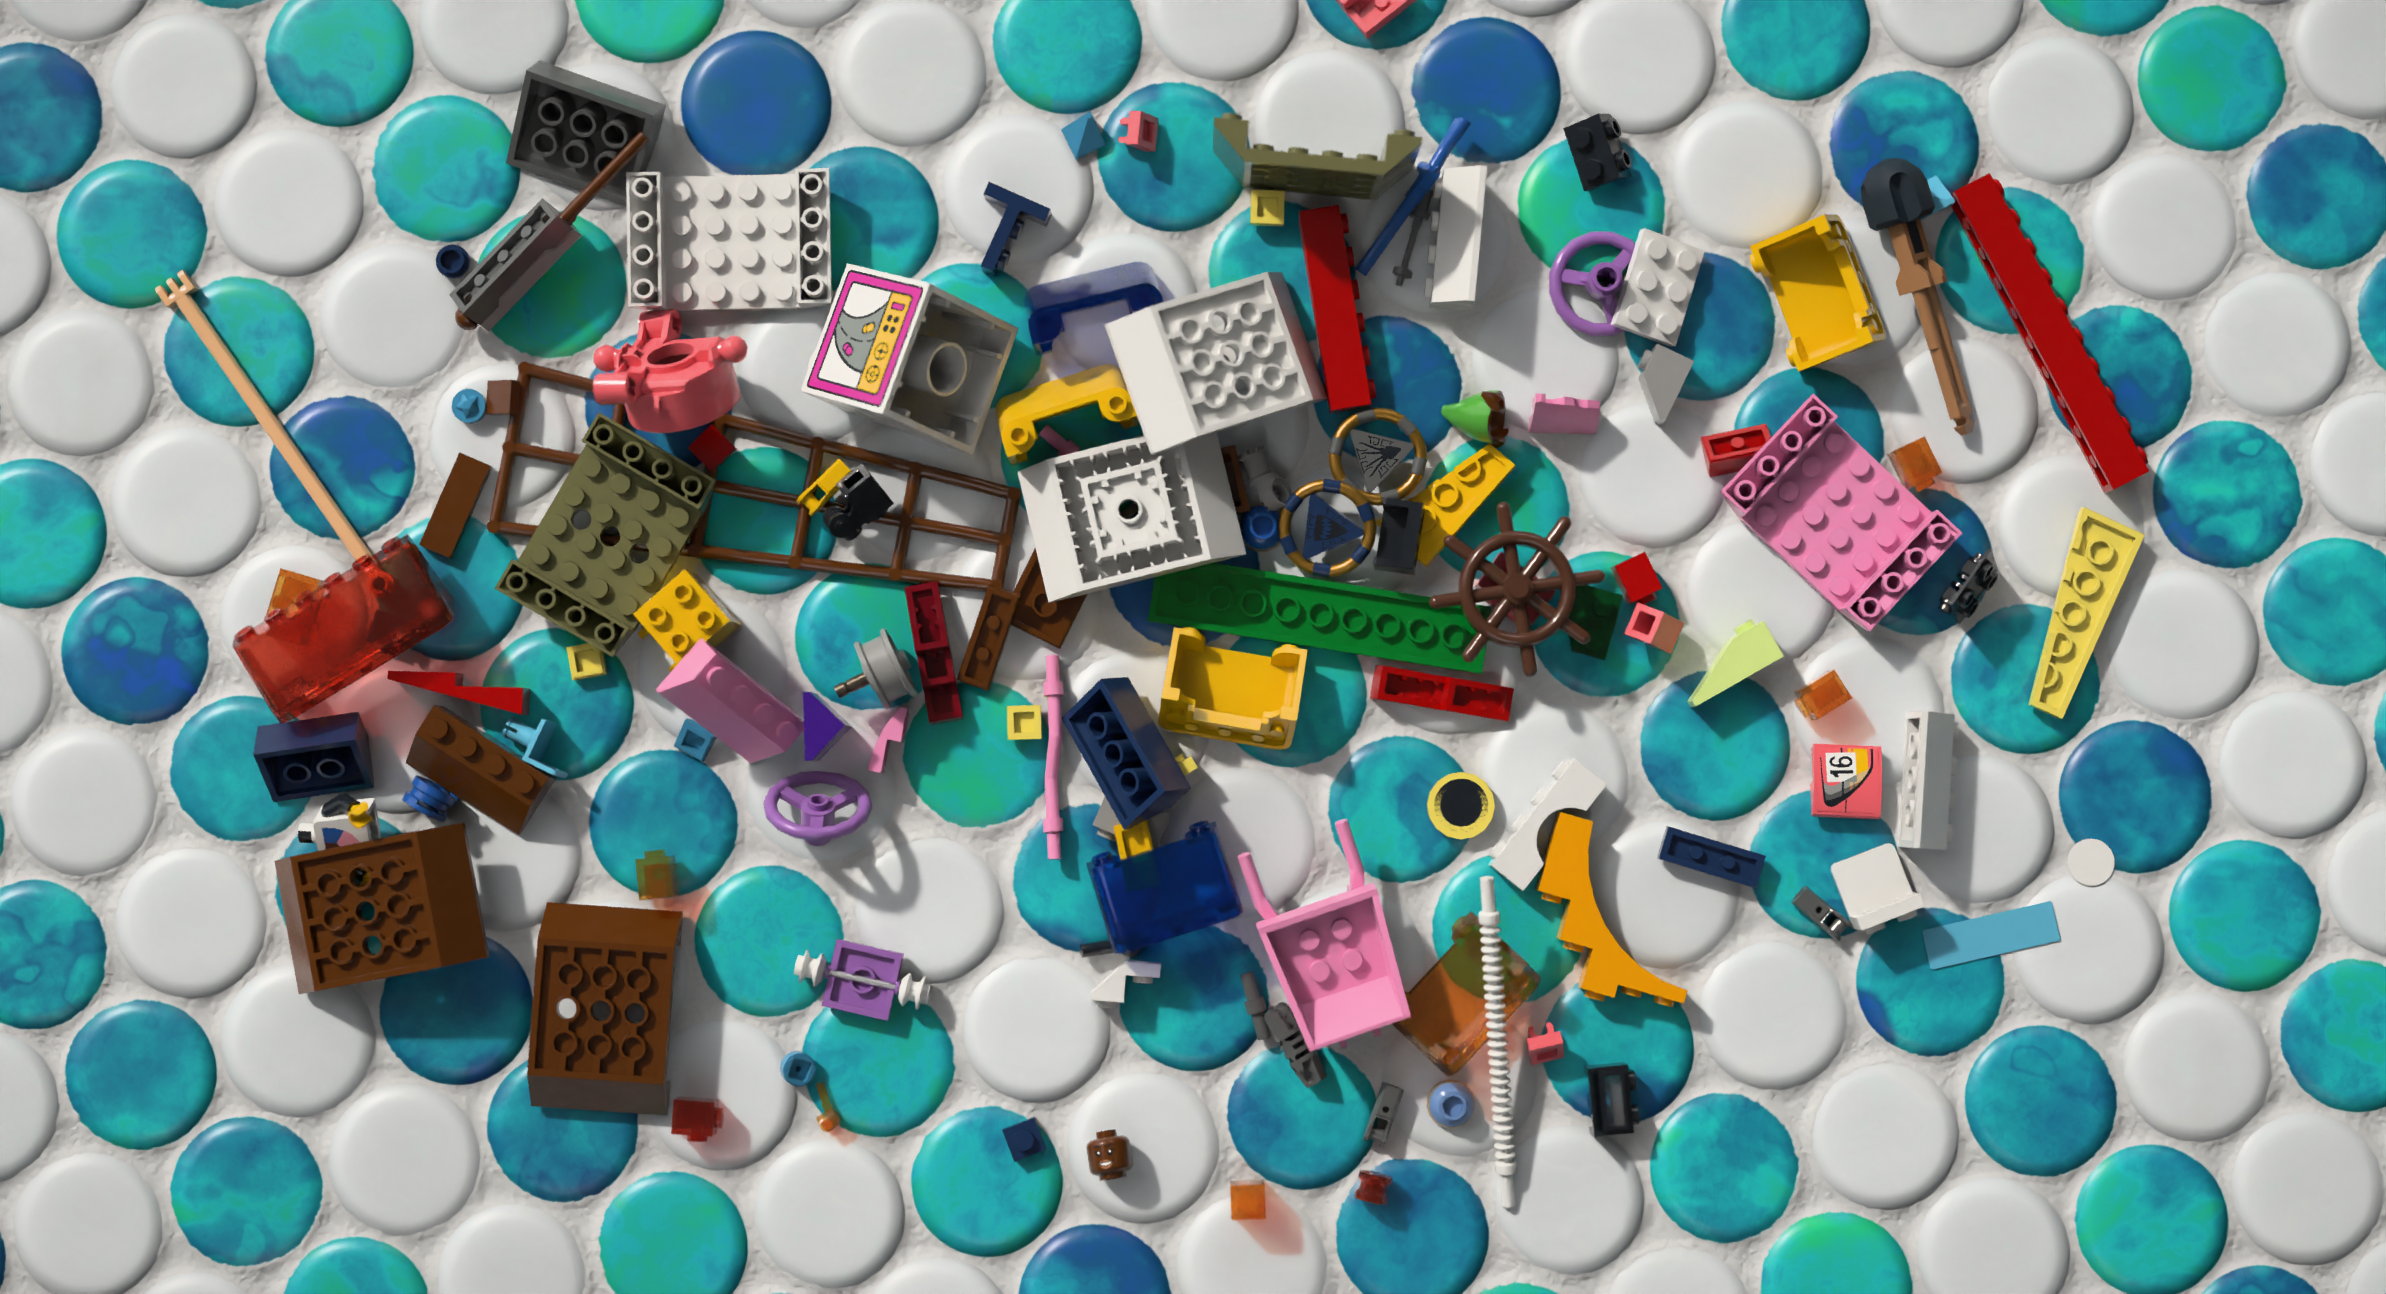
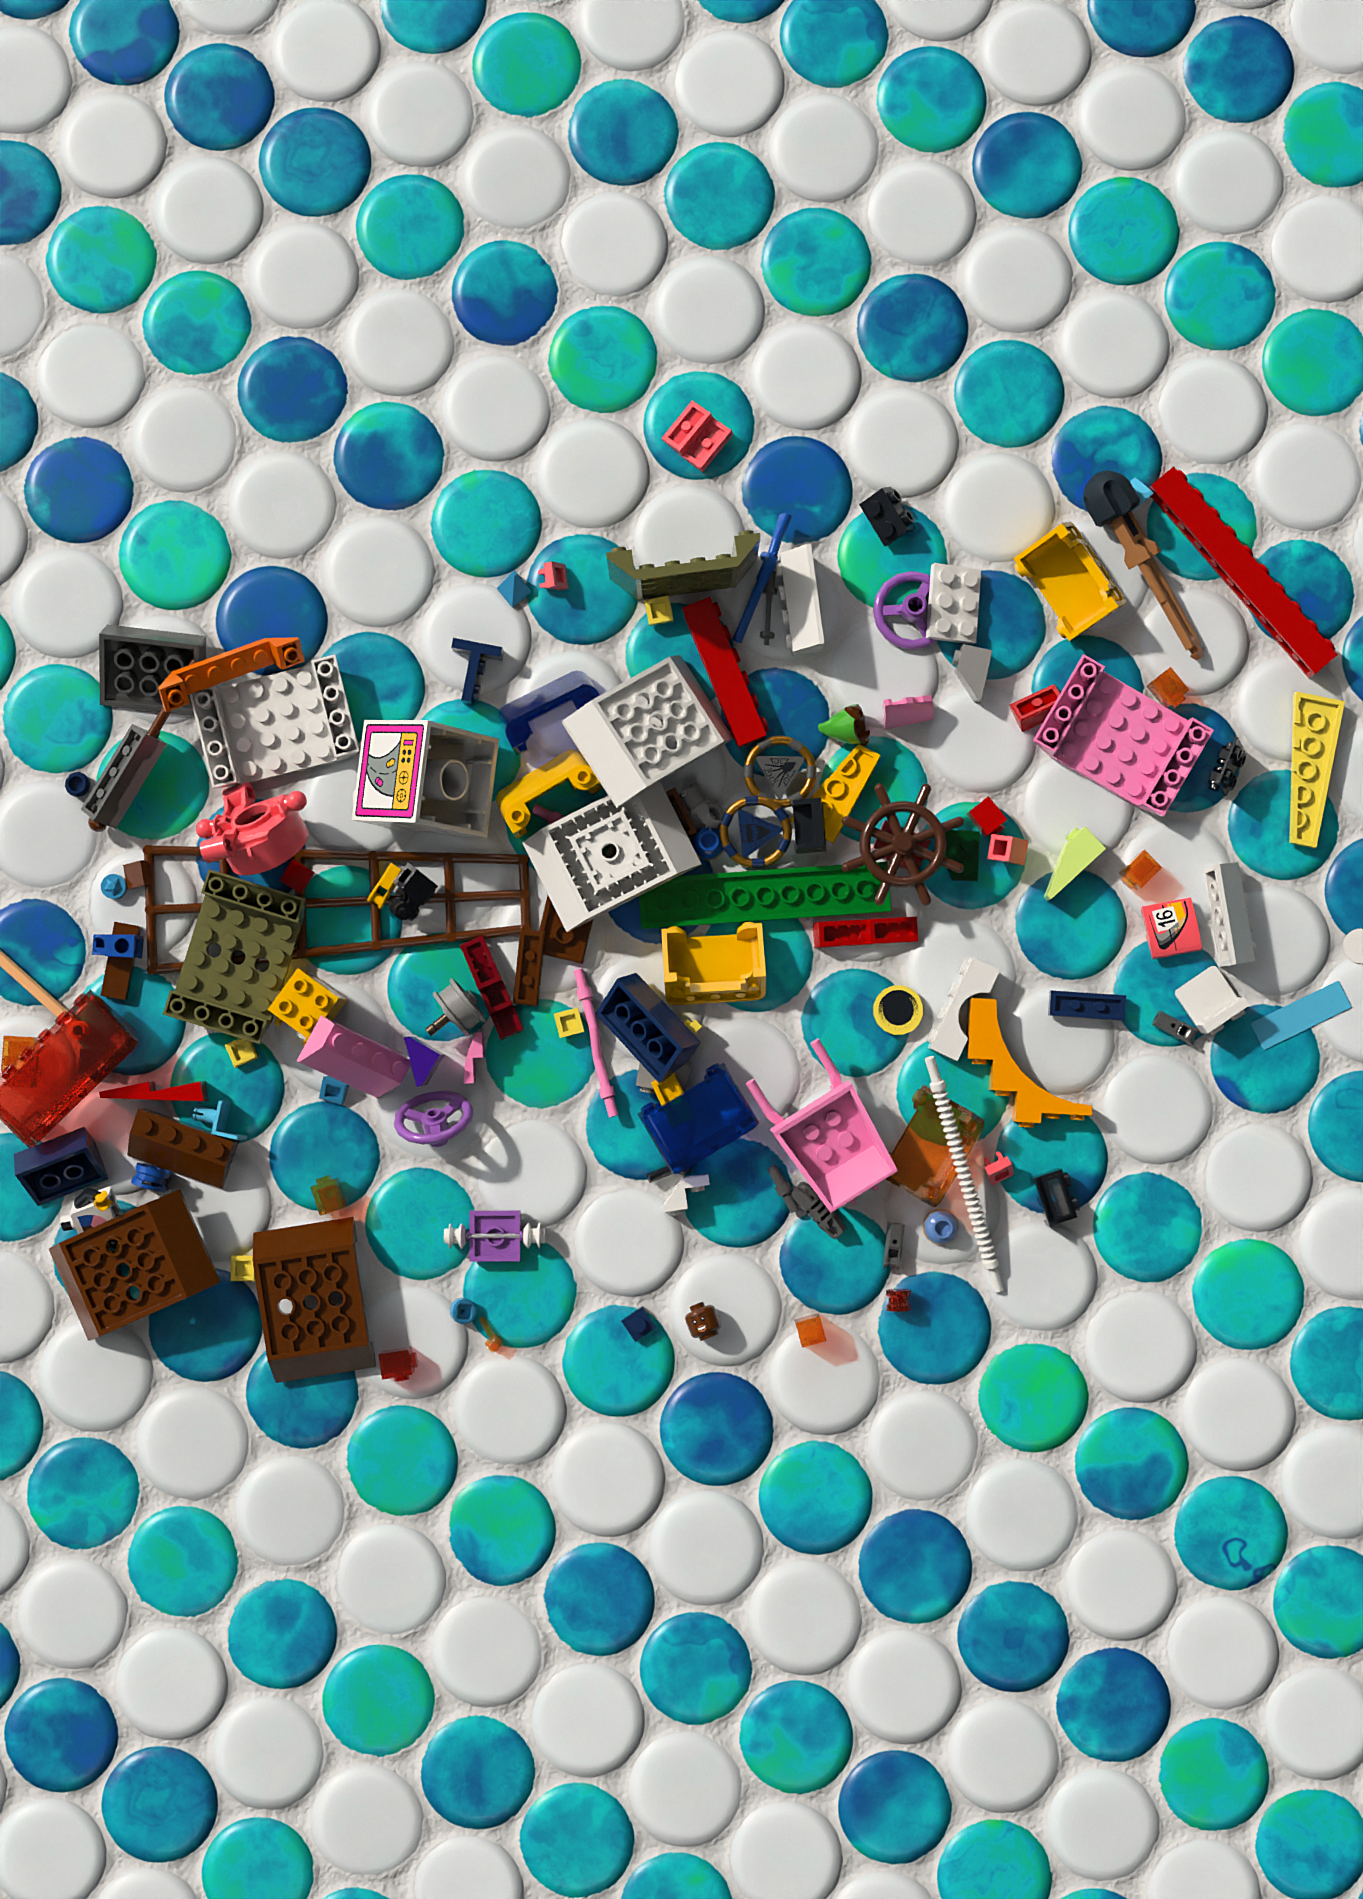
camera: 15 degrees left, 0 degrees up
(457, 485) = (118, 945): none -> blue leg
(521, 945) = (242, 1268): none -> light yellow tile
(685, 151) = (227, 666): none -> orange slope

